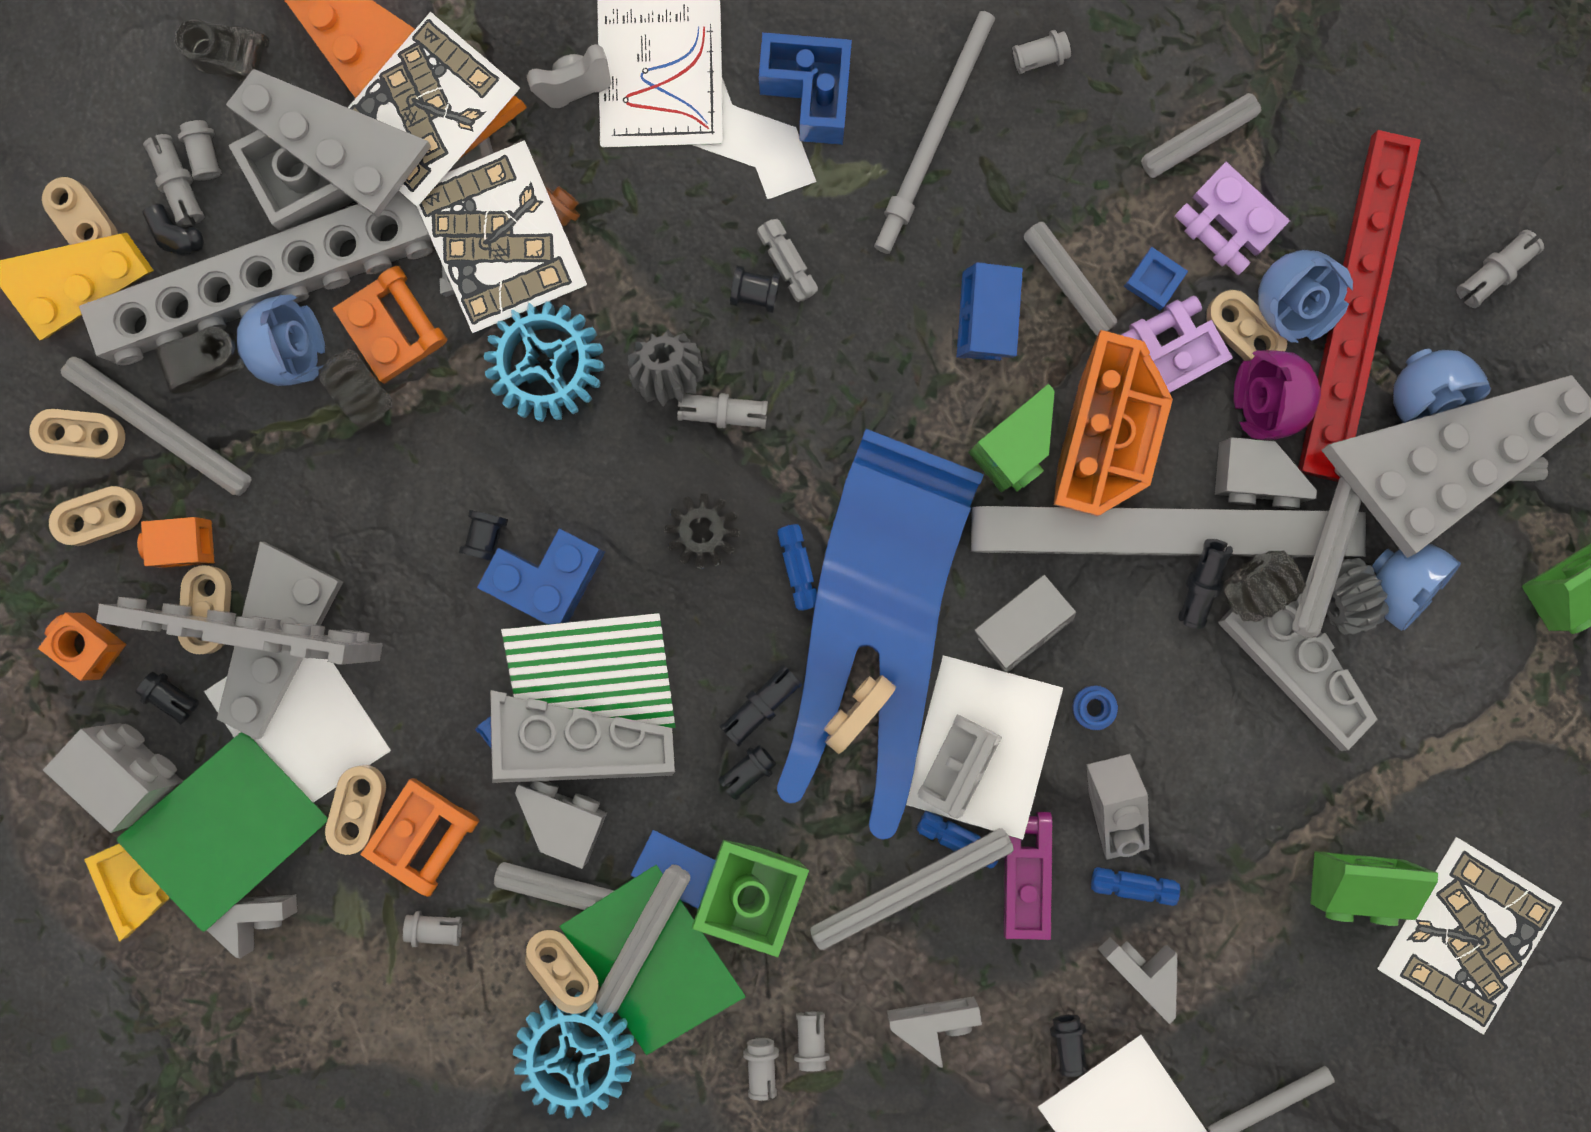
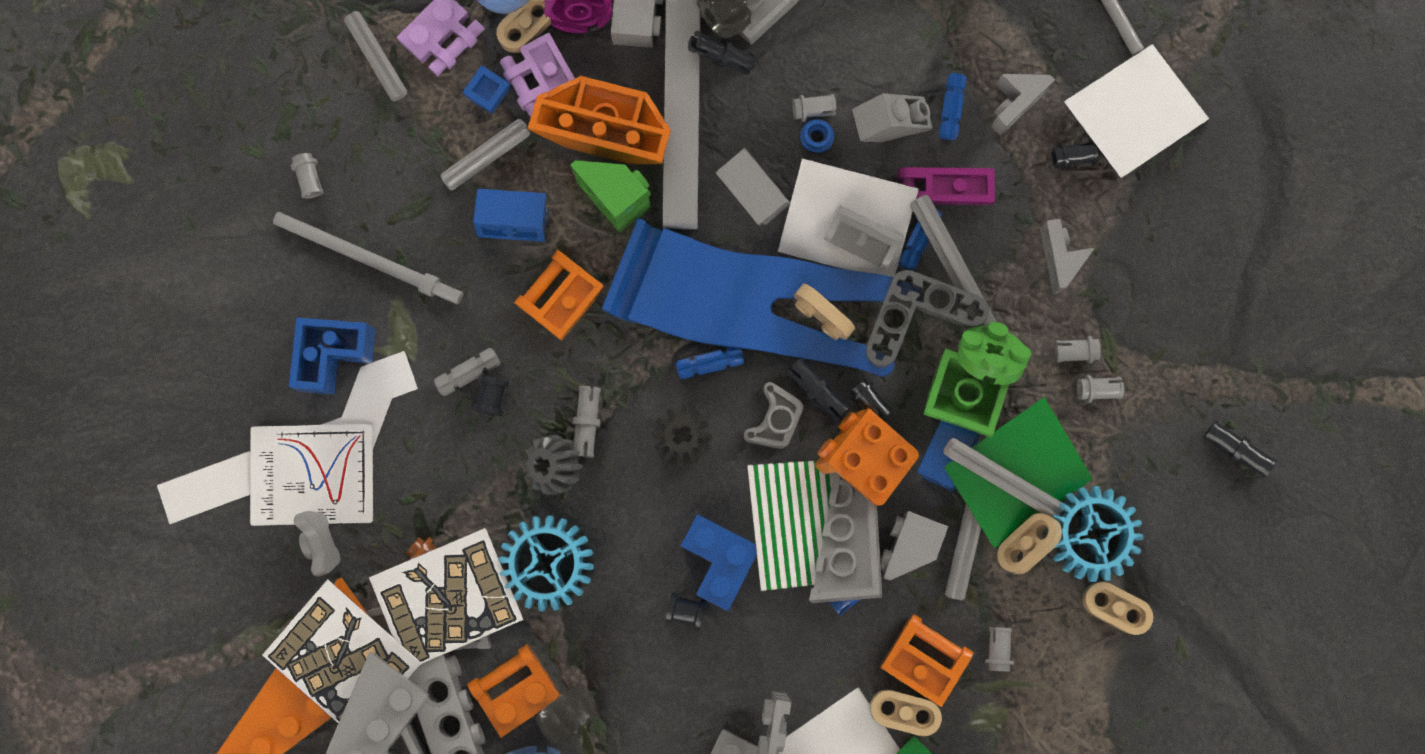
camera: 85 degrees left, 5 degrees down
(483, 1079) = (1116, 607): none -> tan plate
(673, 767) = (868, 455): none -> orange bracket
(723, 655) = (779, 421): none -> light grey piece
(818, 941) = (1006, 353): none -> bright green plate
(865, 821) = (907, 304): none -> dark grey beam
(878, 387) = (567, 302): none -> orange plate
(1134, 704) = (813, 107): none -> light grey pin

